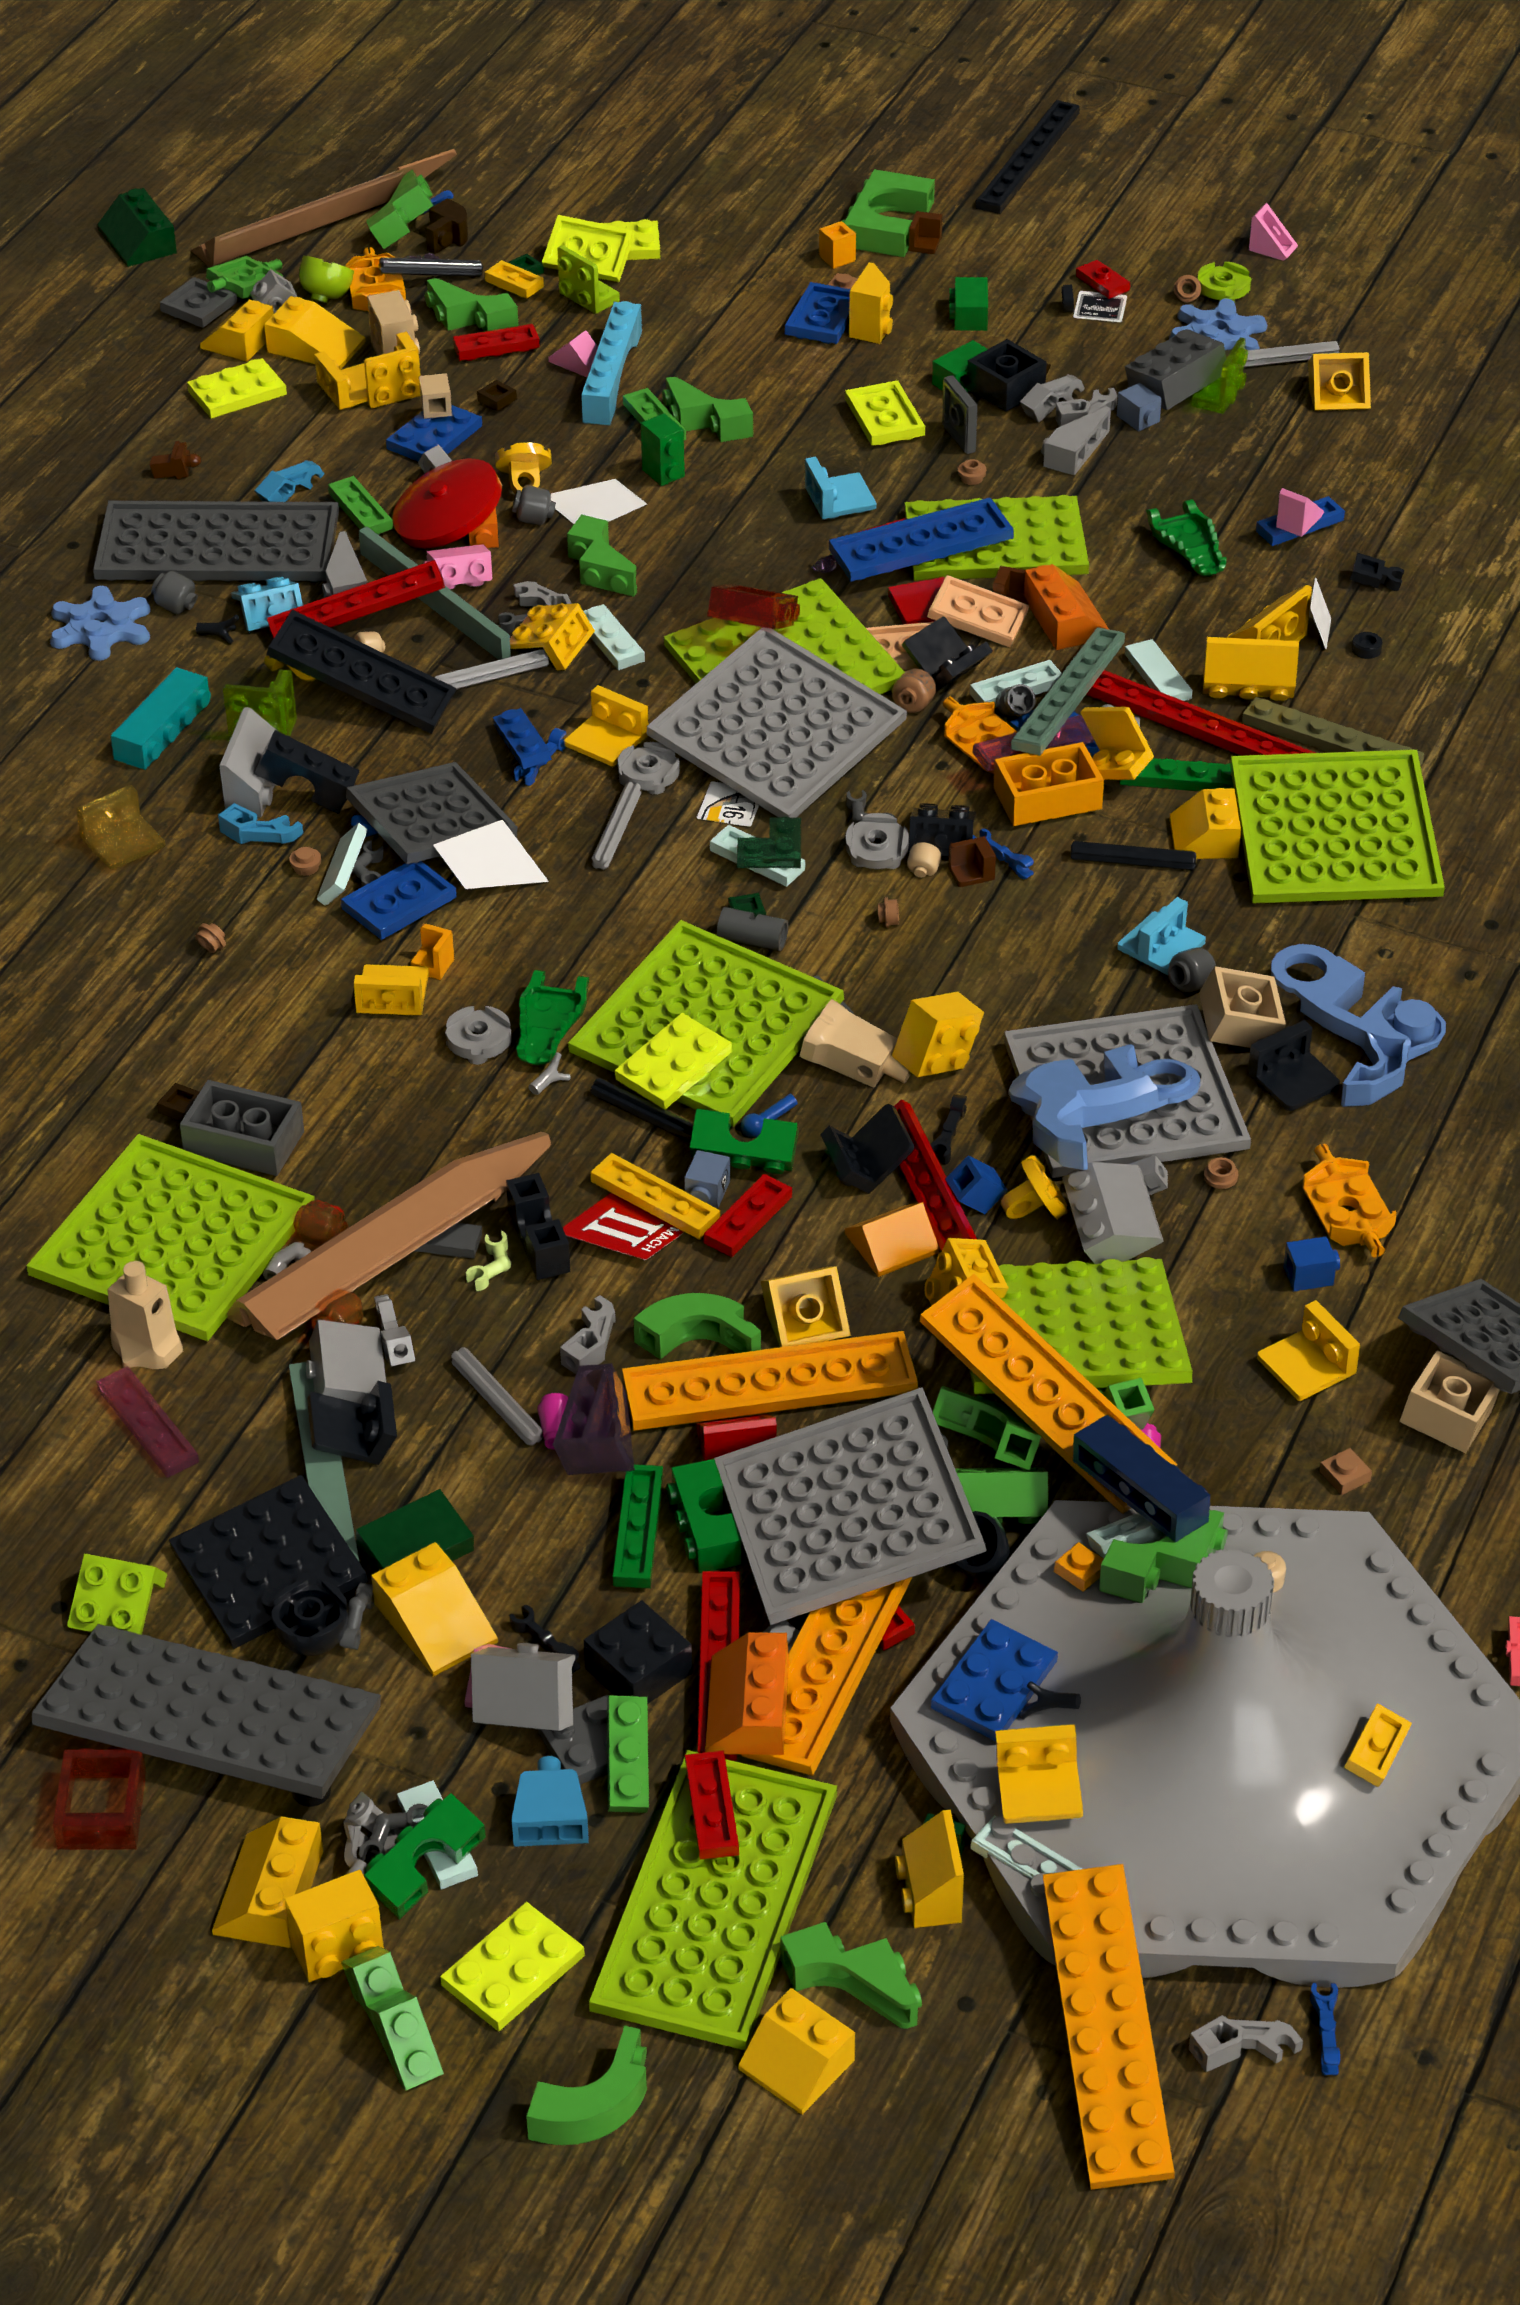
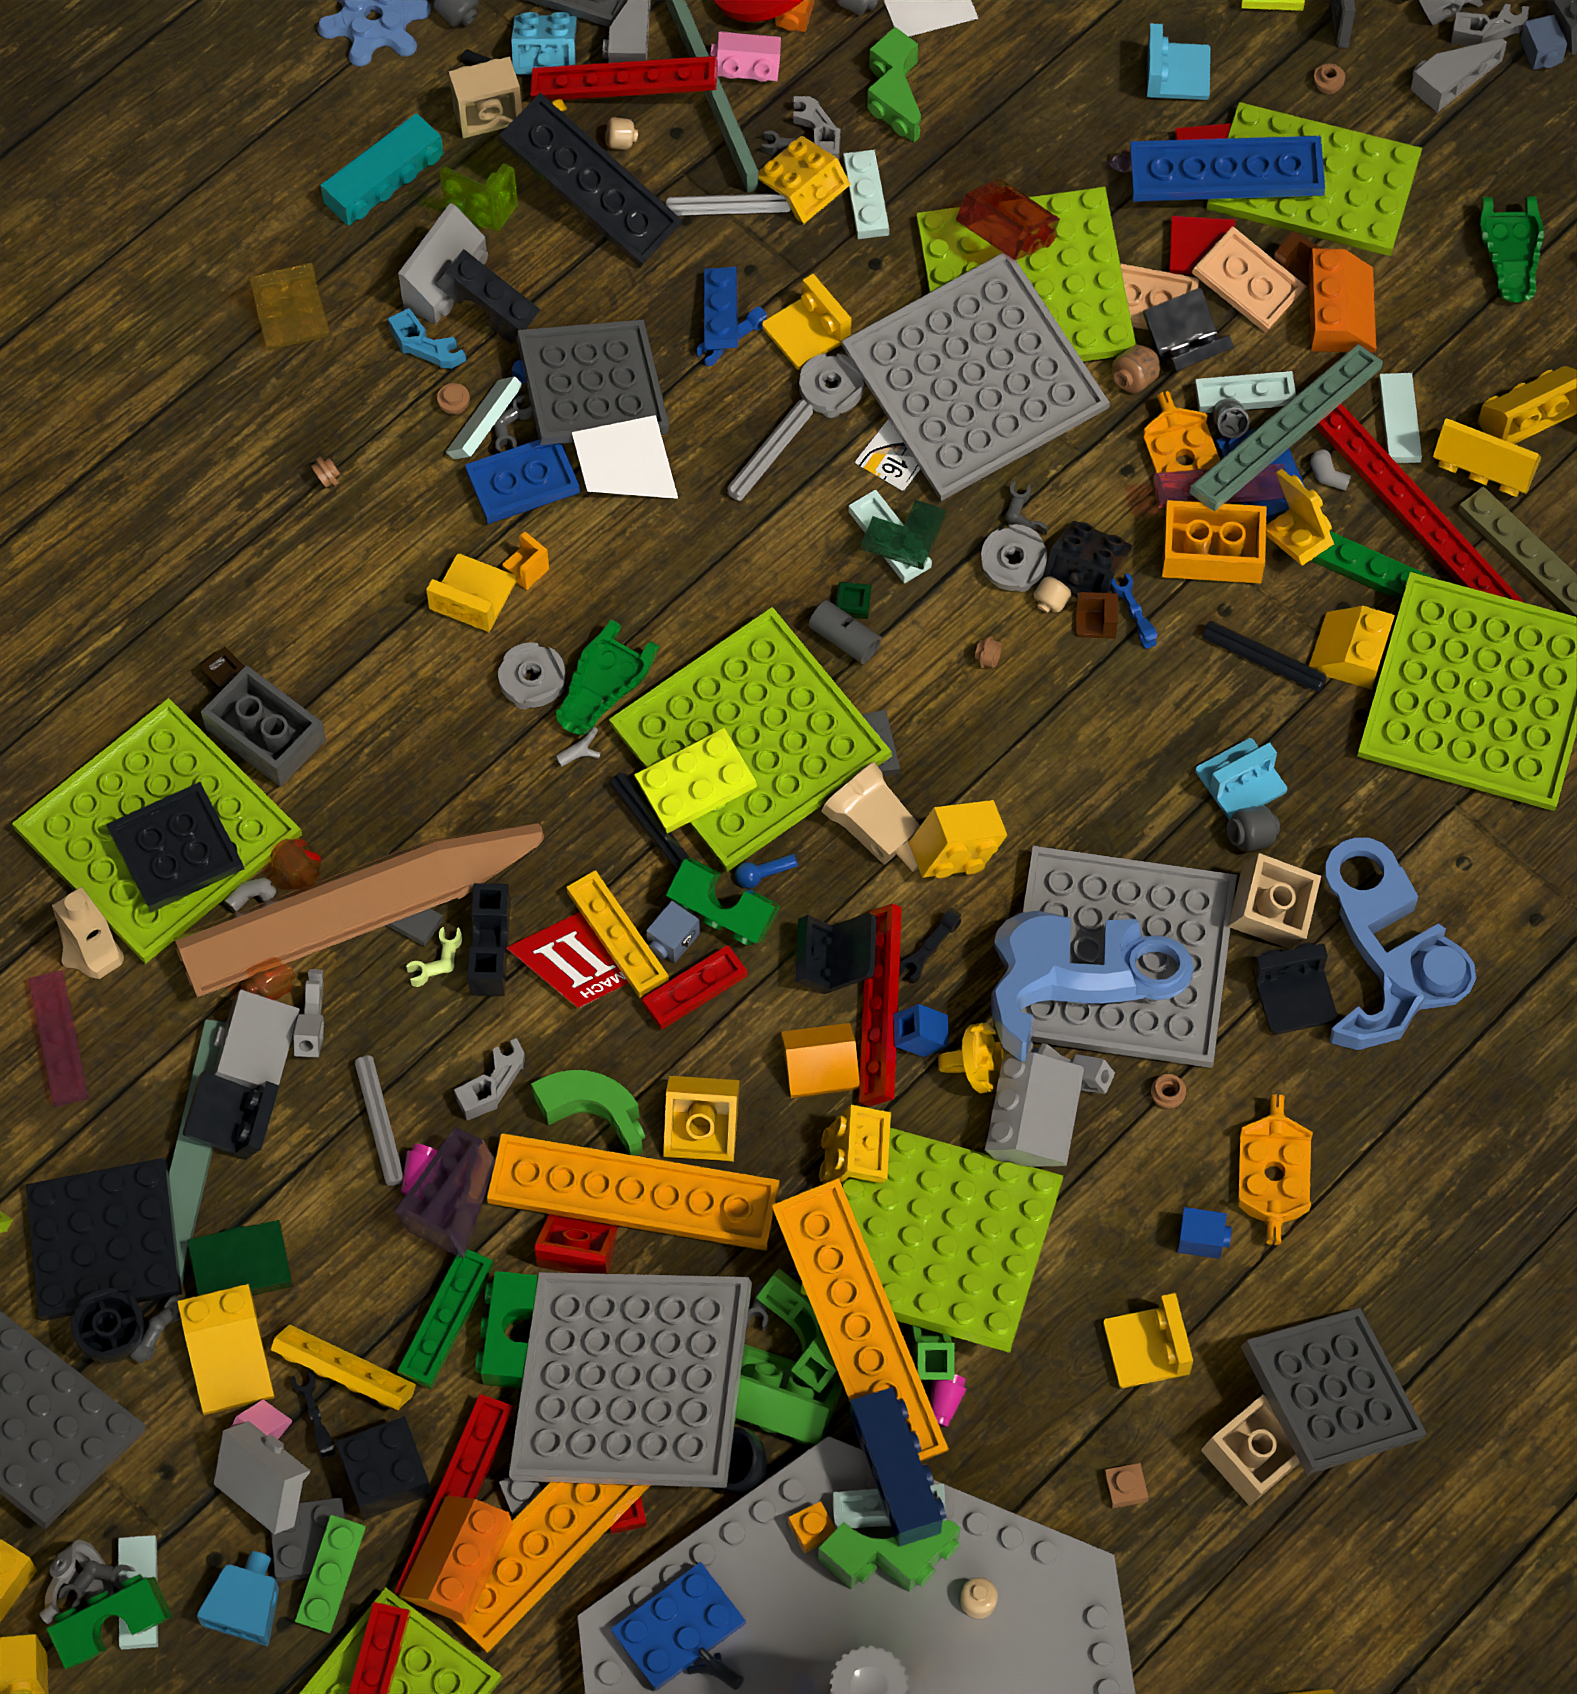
camera: 20 degrees right, 20 degrees up
(200, 1235) = (175, 847): none -> black plate
(235, 641) = (485, 96): none -> tan brick
(541, 1592) = (343, 1367): none -> yellow plate

